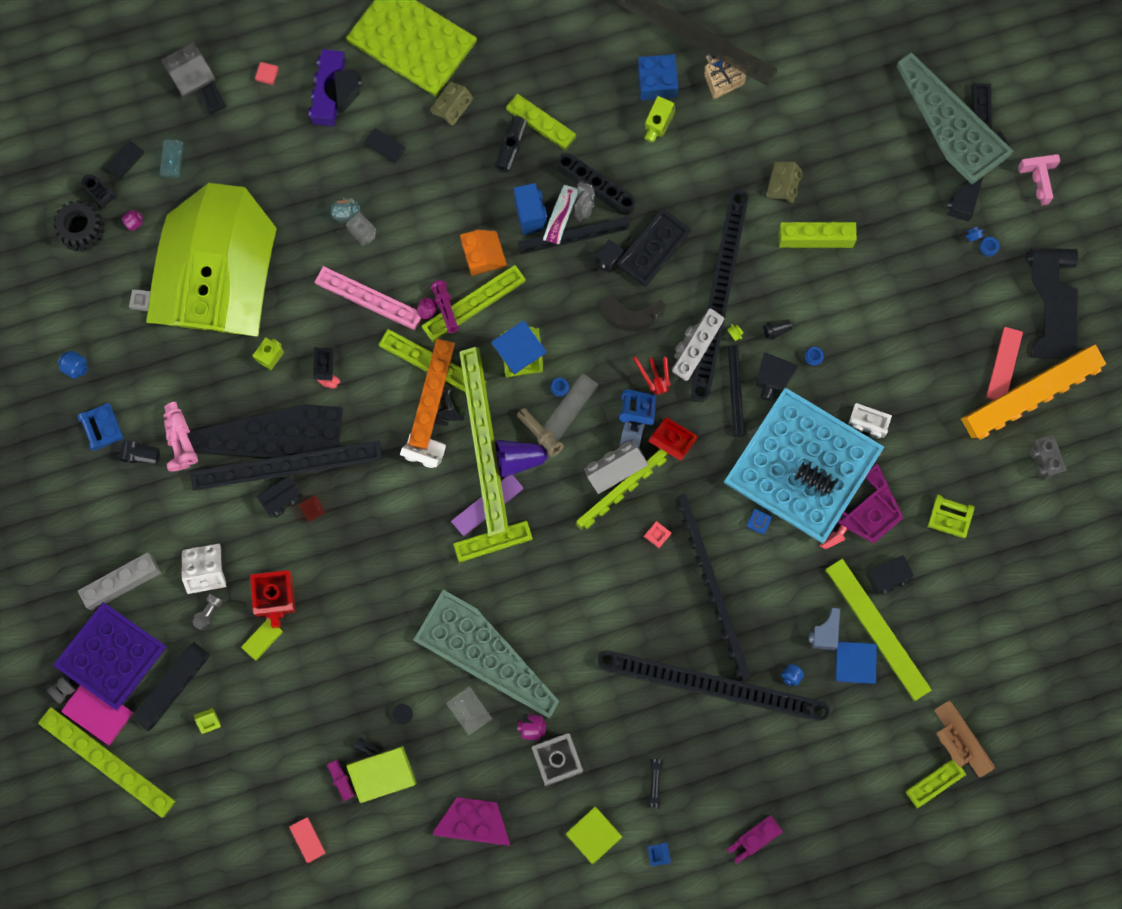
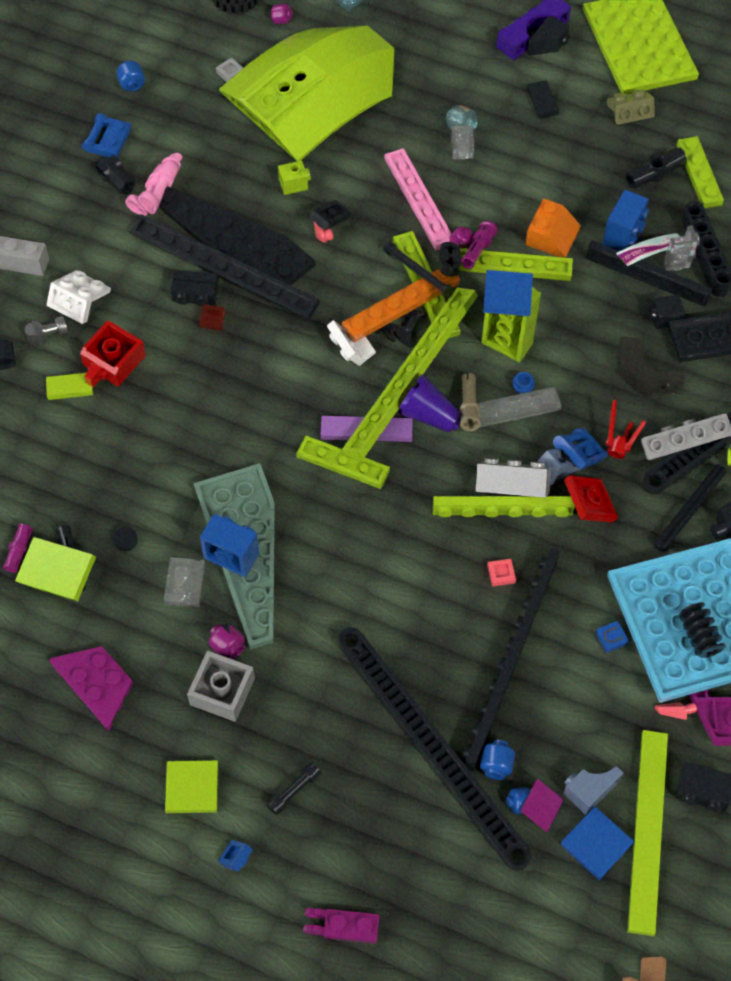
camera: 40 degrees right, 15 degrees down
(434, 337) = (452, 258): none -> black beam
(460, 365) = (446, 290): none -> black bar
(482, 666) = (230, 545): none -> blue brick
(759, 662) = (497, 760): none -> blue head
(807, 667) = (542, 805): none -> magenta sticker

